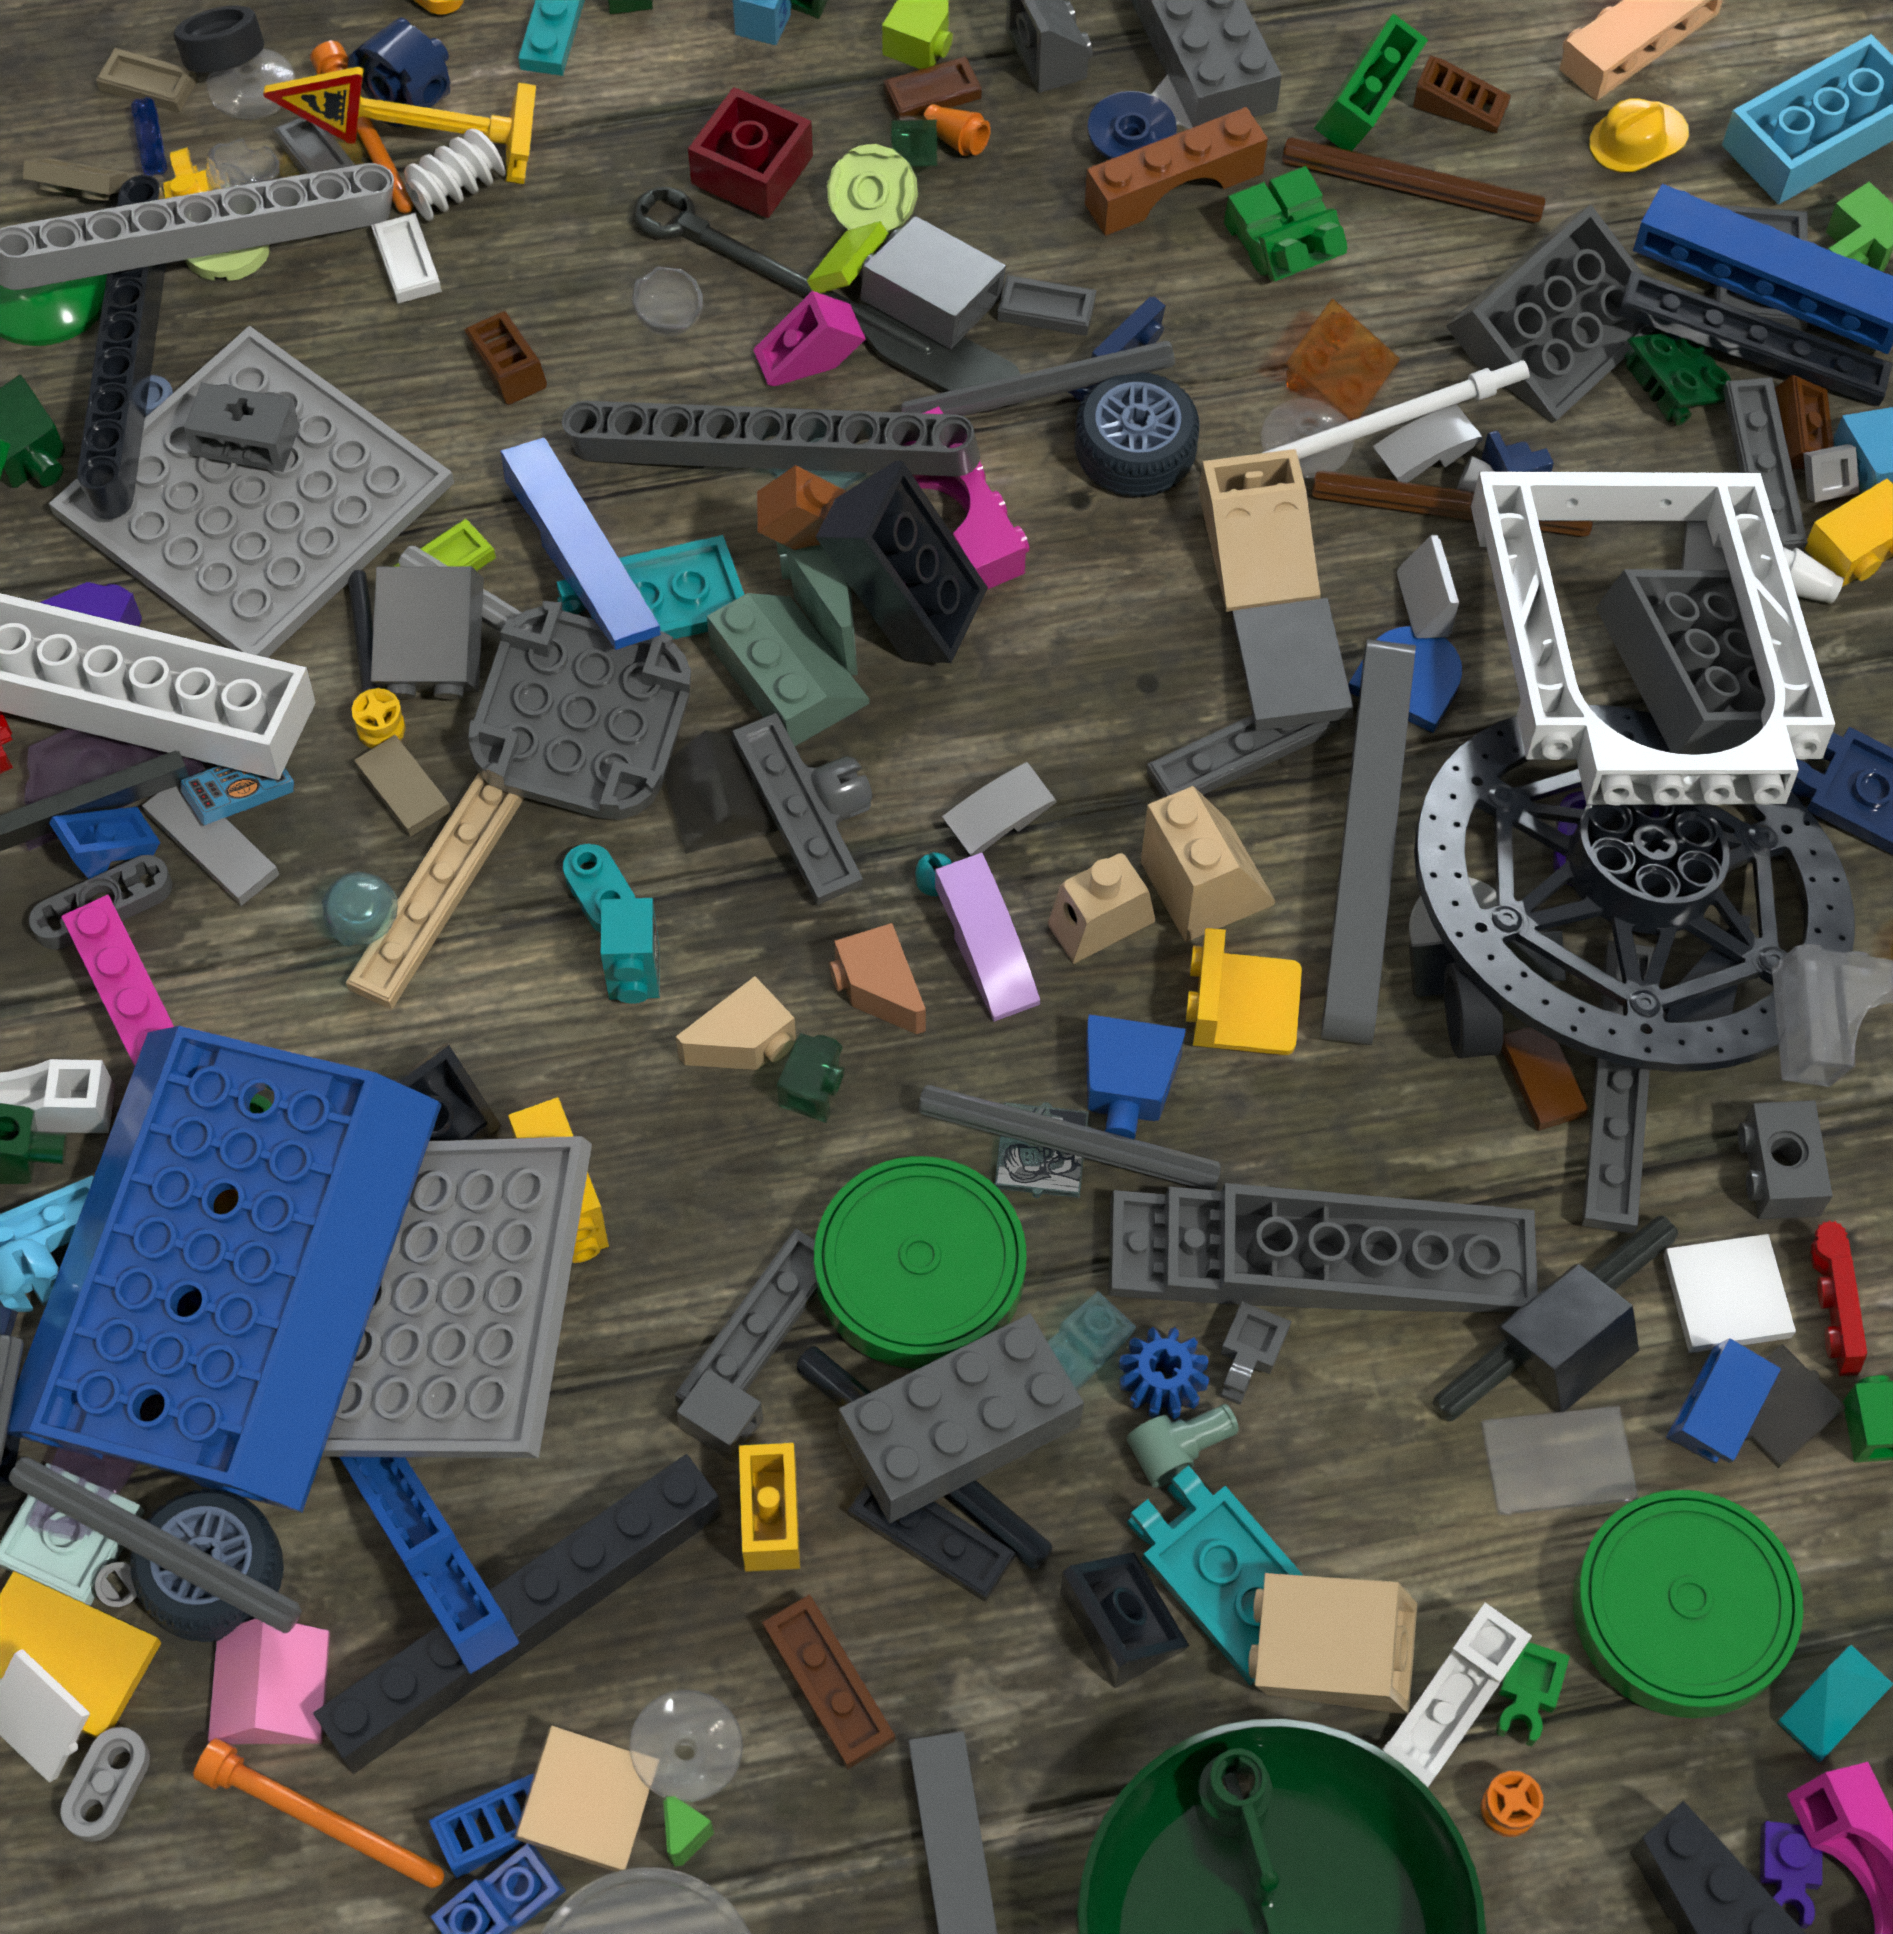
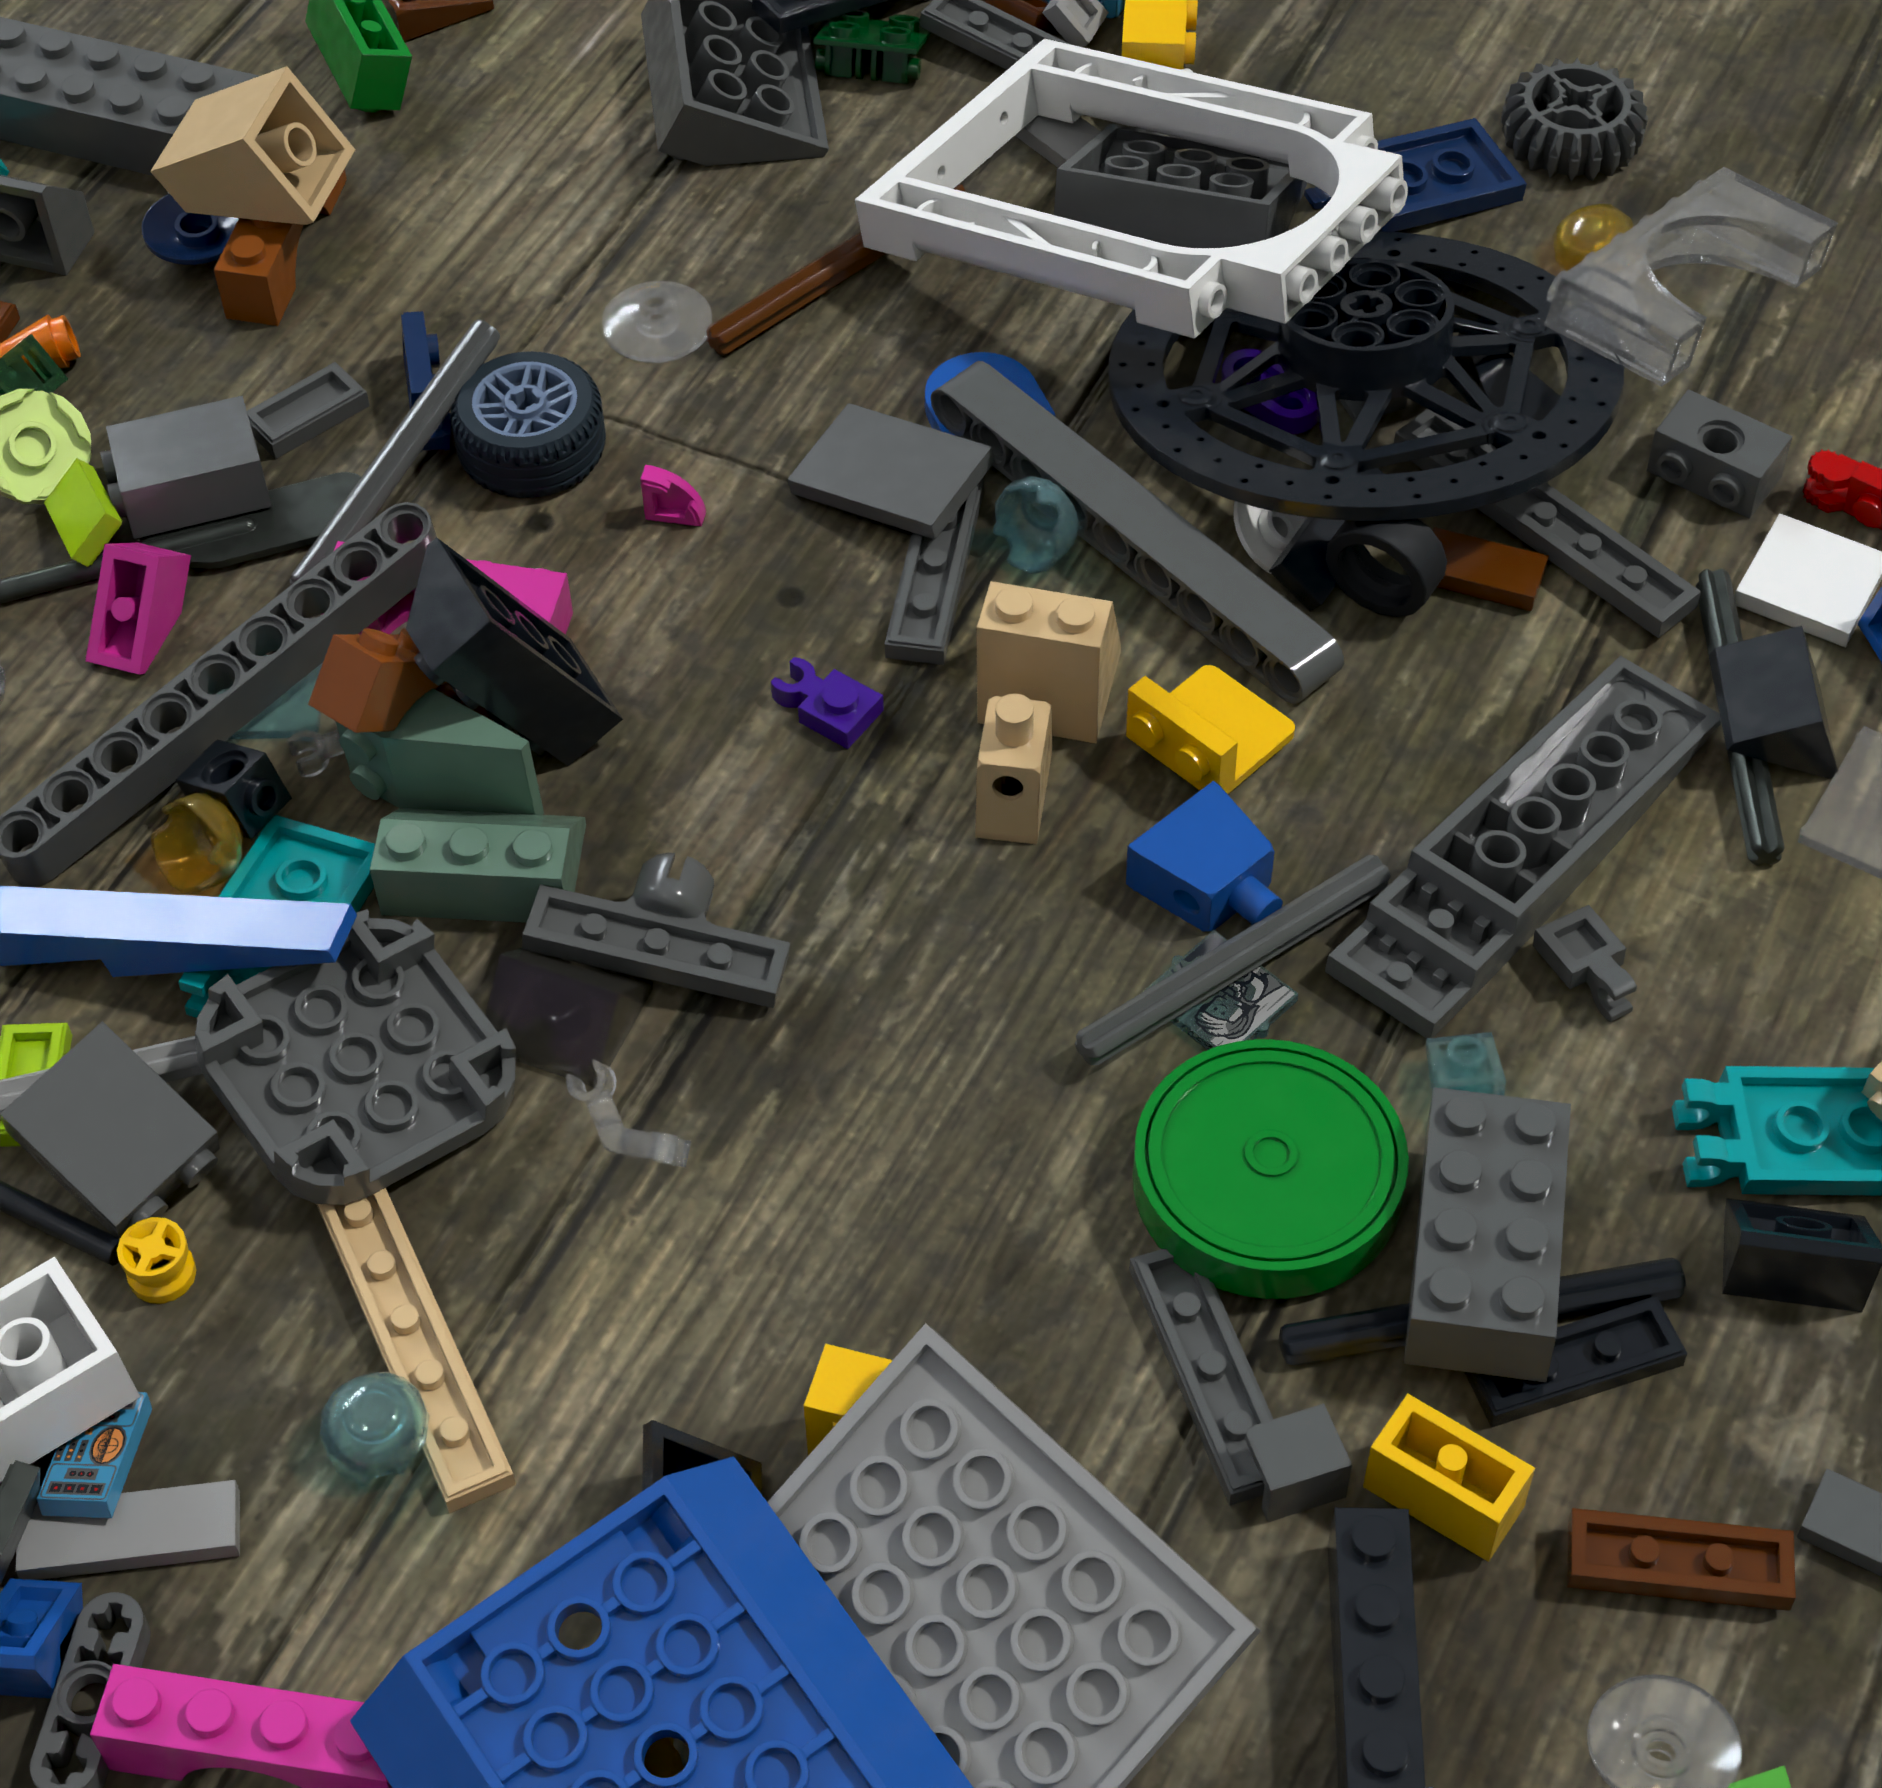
camera: 50 degrees left, 10 degrees down
(402, 785) = (257, 1293): dark tan tile -> none
(598, 883) = (565, 1188): teal plate -> none
(630, 949) = (686, 1186): teal brick -> none
(660, 876) = (612, 1133): none -> clear arm
(663, 514) = (197, 844): none -> clear yellow hair
(716, 500) = (241, 781): none -> black brick
(739, 1031) = (865, 1157): tan slope -> none
(811, 1076) = (973, 1131): clear green brick -> none
(878, 978) = (918, 1000): nougat slope -> none
(925, 873) = (835, 888): teal hinge -> none
(986, 936) = (952, 883): lavender slope -> none
(998, 808) = (820, 787): light grey slope -> none
(1075, 768) = (832, 706): none -> dark purple plate
(1154, 557) = (670, 498): none -> dark pink tile
(1169, 1447) = (1641, 1087): sand green pin -> none
(1176, 1360) = (1559, 1042): blue gear -> none
(1181, 116) = (255, 153): none -> tan slope
(1259, 529) = (726, 401): tan slope -> none
(1285, 225) = (432, 187): green hips -> none
(1324, 780) = (1036, 523): none -> clear light blue hair
(1340, 361) = (609, 242): clear orange hinge -> none
(1414, 179) = (479, 83): reddish brown axle -> none
(1429, 590) = (918, 326): light grey slope -> none
(1430, 439) = (762, 240): light grey slope -> none
(1471, 472) = (828, 230): light grey hinge -> none
(1478, 386) = (749, 163): white bar -> none
(1515, 456) = (833, 202): dark blue panel -> none

